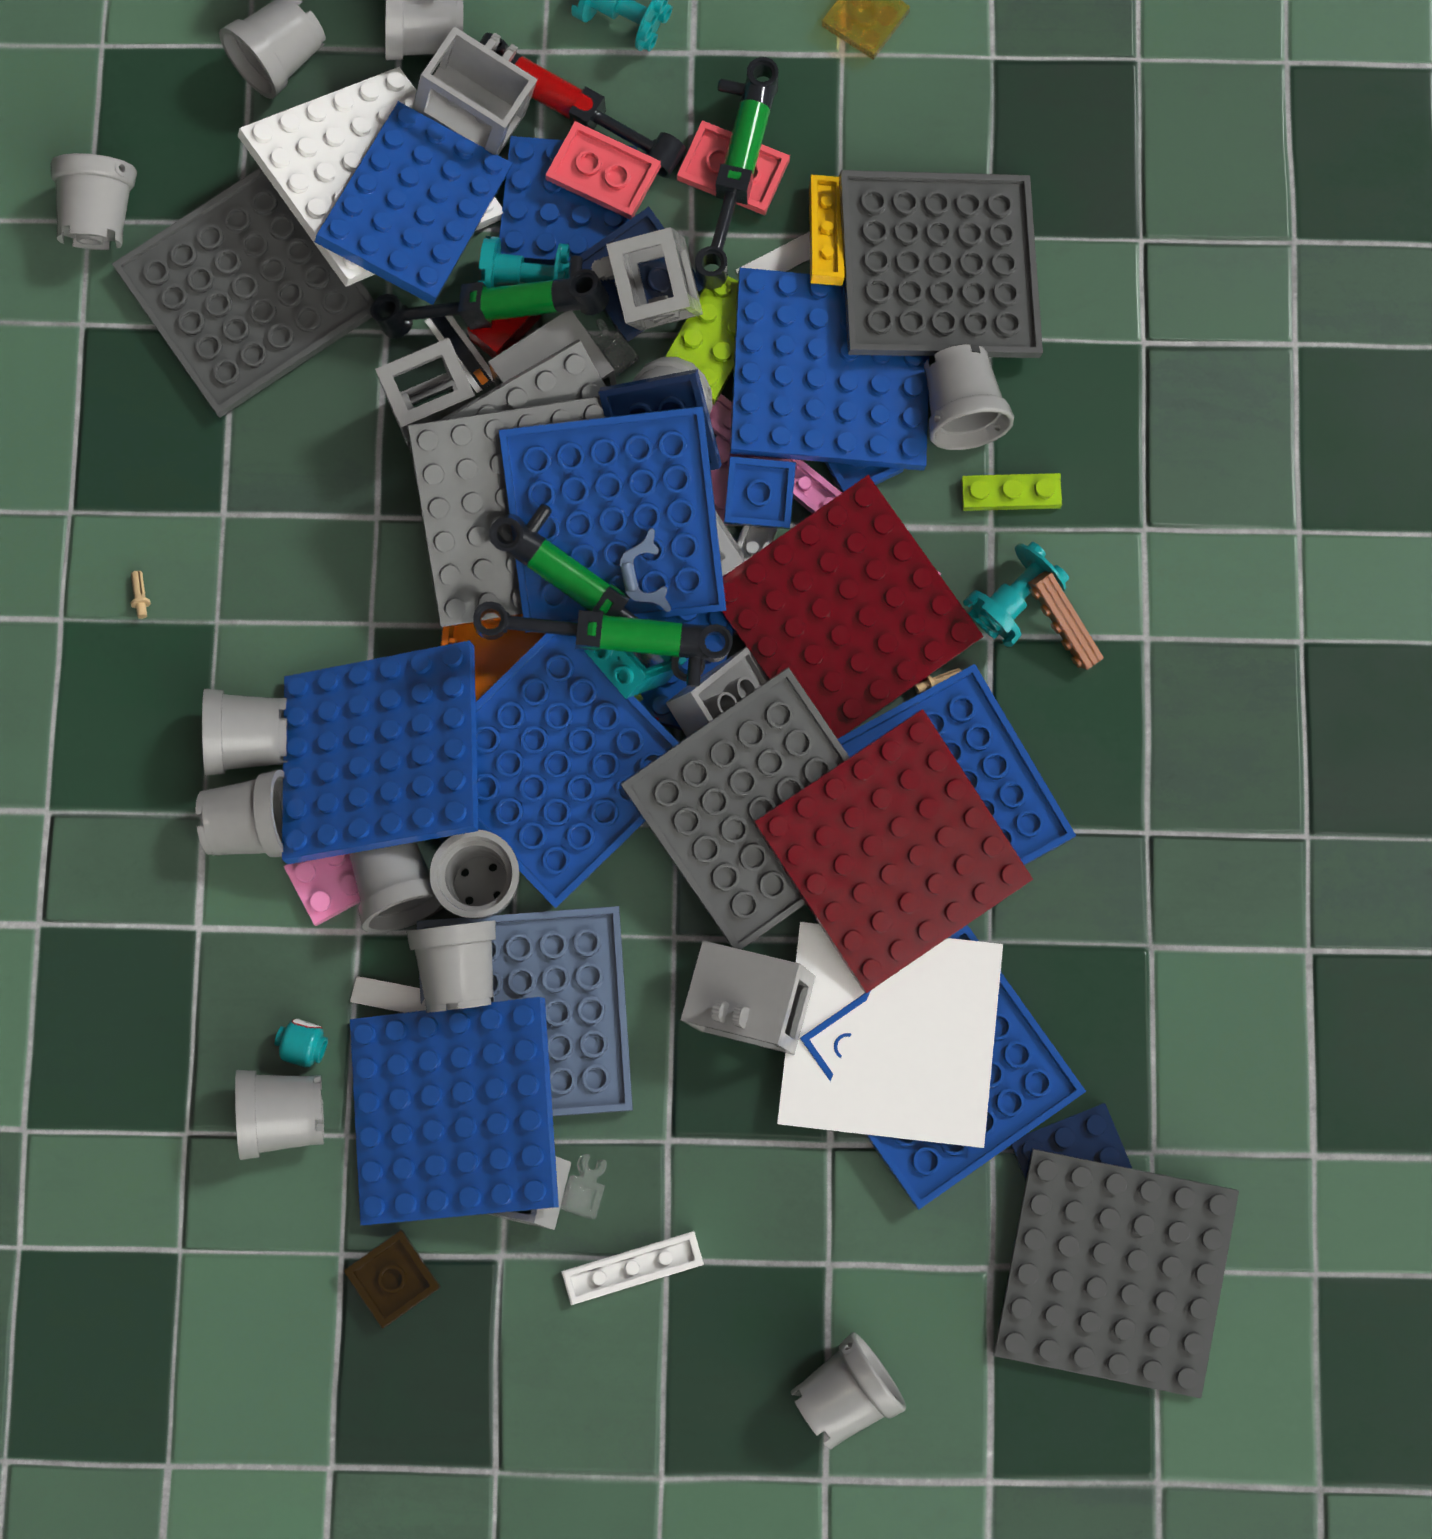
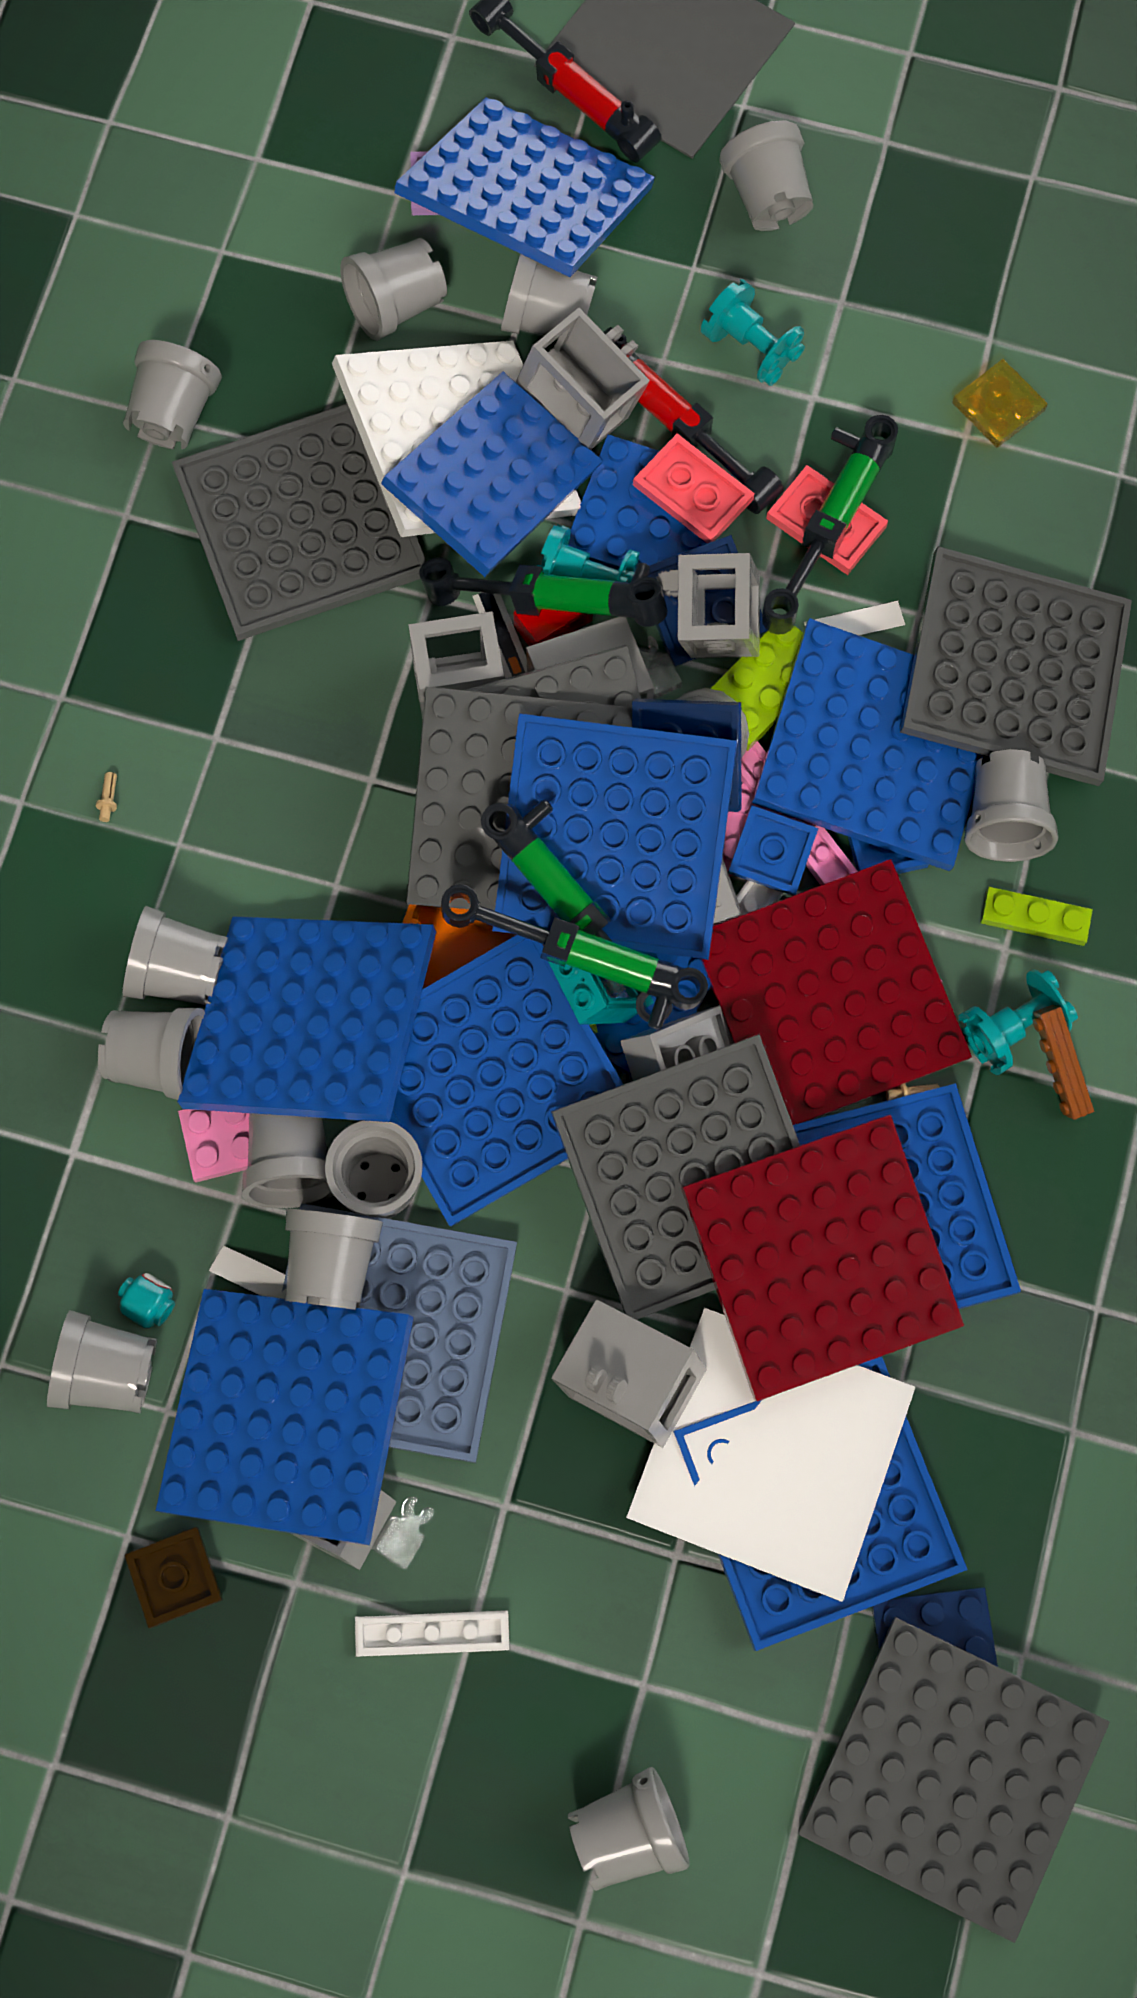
camera: 10 degrees right, 5 degrees down
(629, 574) = (615, 901): sand blue helmet -> none
(825, 231) = (906, 604): yellow plate -> none

